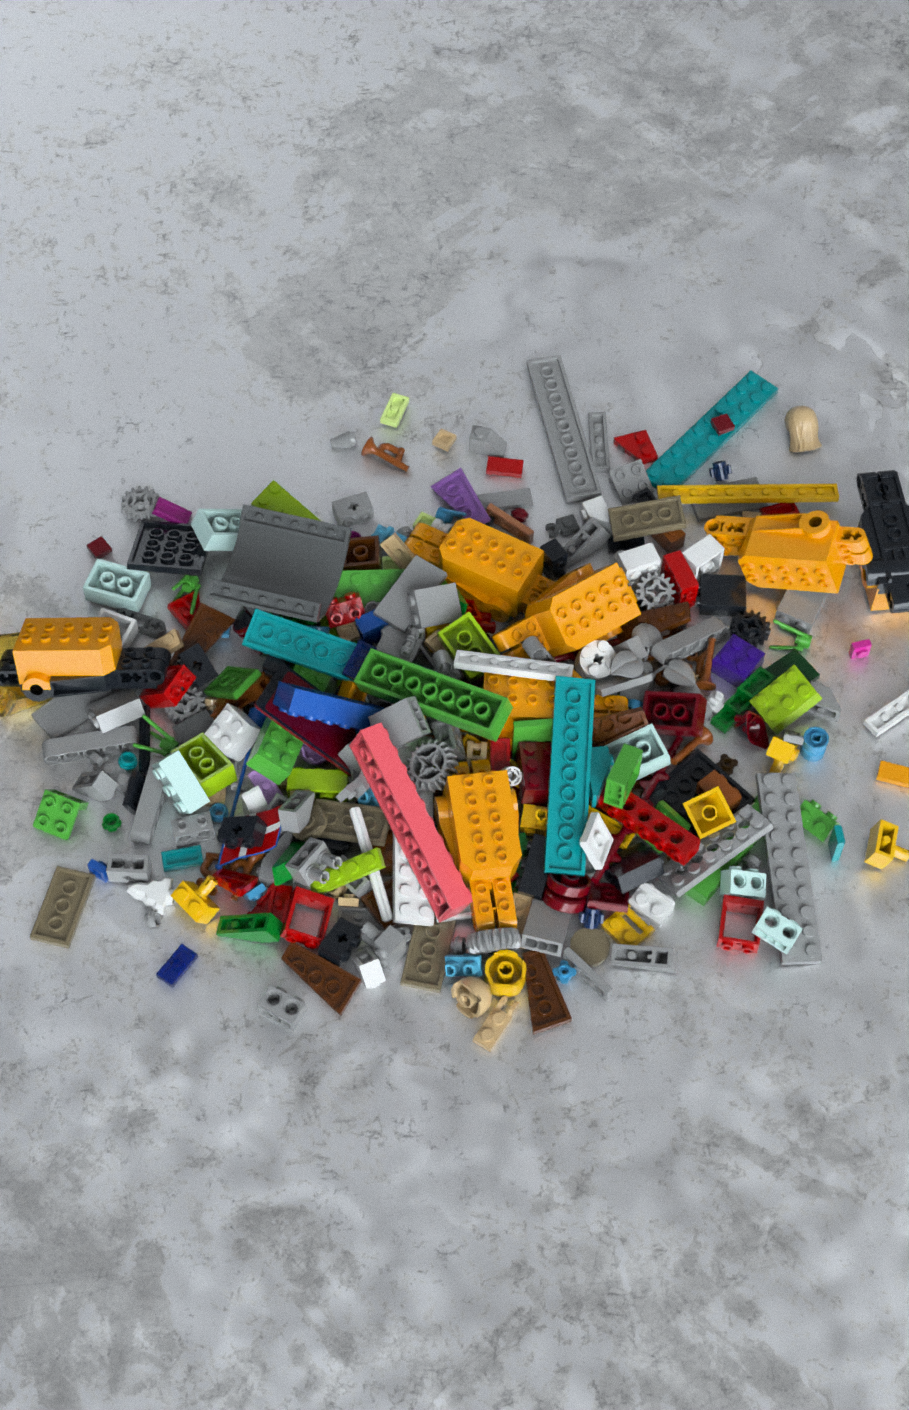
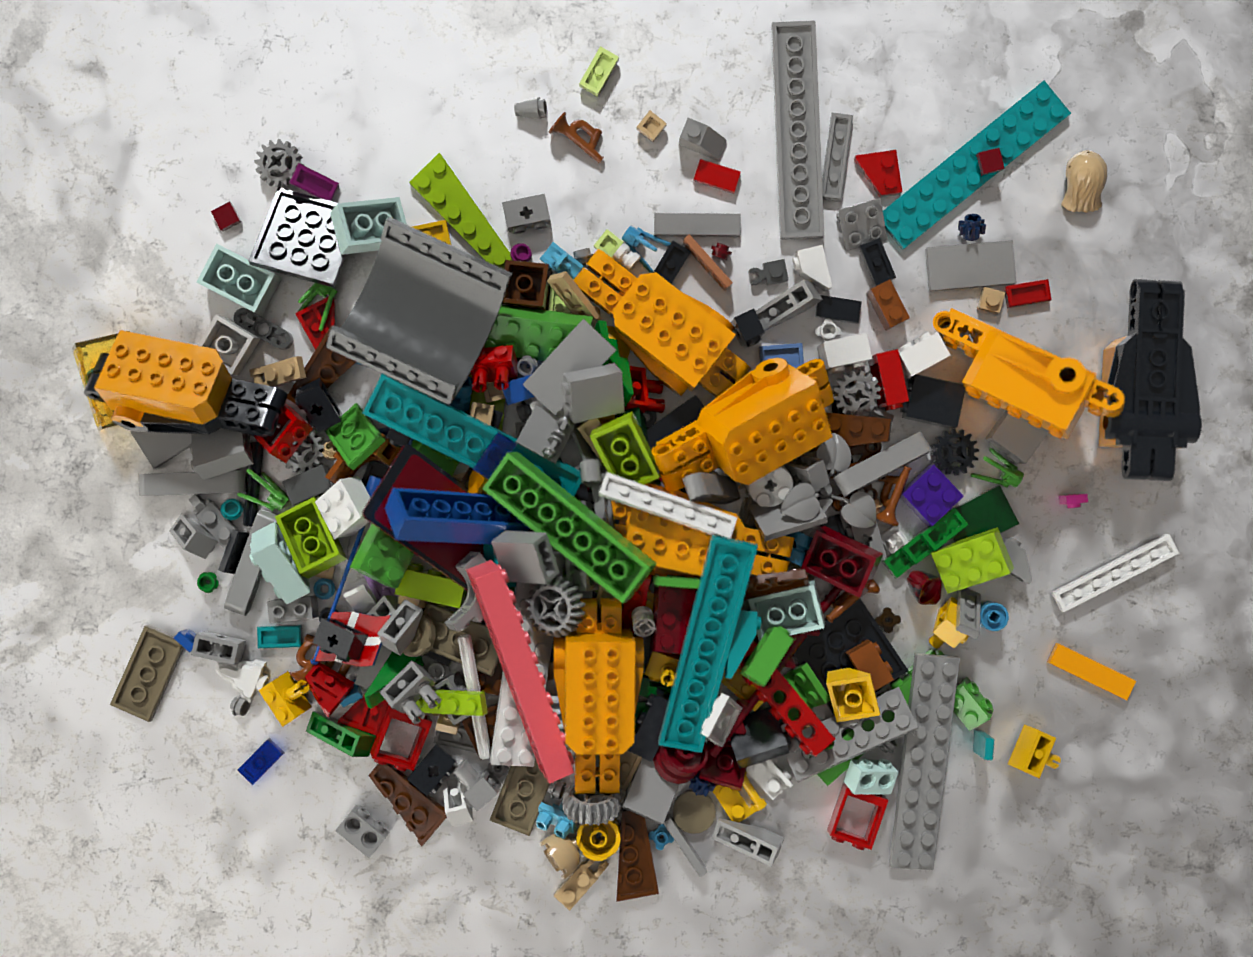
camera: 10 degrees right, 30 degrees up
(58, 813) = (152, 560): bright green bracket -> none
(460, 496) = (655, 213): medium lavender wing -> none
(647, 518) = (869, 291): dark tan tile -> none
(751, 493) = (996, 268): yellow plate -> none
(774, 934) = (891, 845): light aqua brick -> none

